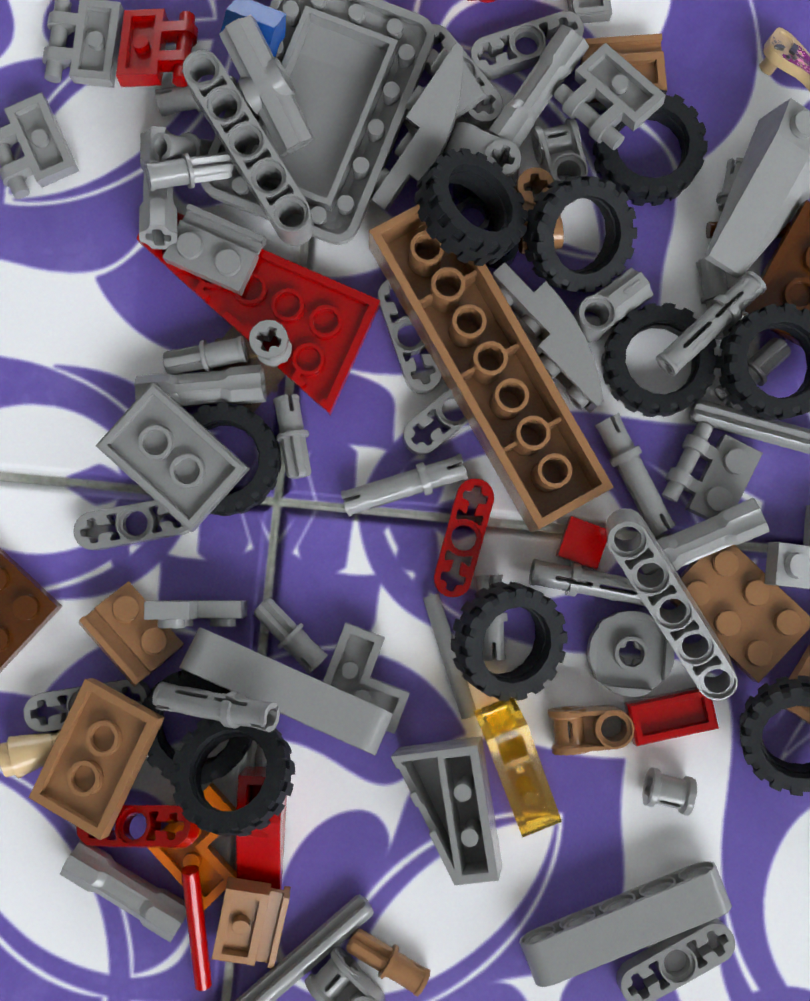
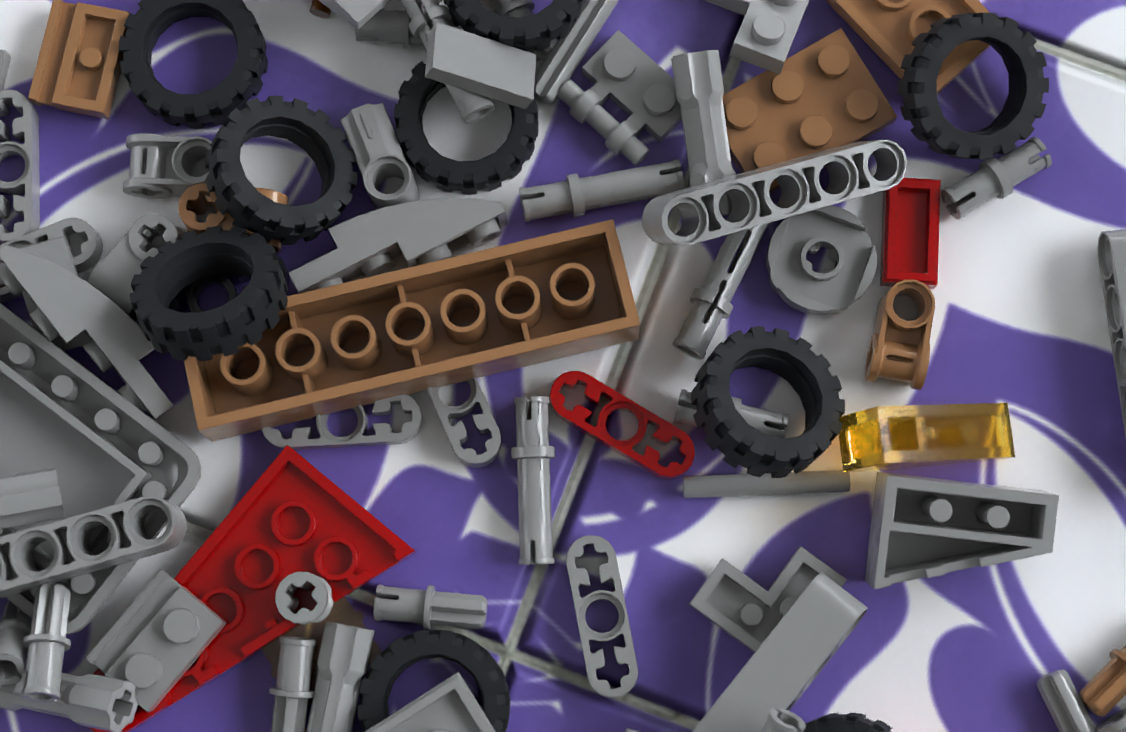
camera: 70 degrees left, 5 degrees down
(287, 566) = (607, 572): none -> light grey beam
(290, 635) = (686, 680): light grey axle -> none
(536, 91) = (52, 139): light grey axle -> none
(582, 543) = (668, 278): red tile -> none
(616, 86) = (110, 70): light grey plate -> none
(669, 791) = (1002, 260): light grey bush -> none
(703, 355) = (480, 65): none -> light grey tile
(733, 771) = (996, 178): none -> light grey pin

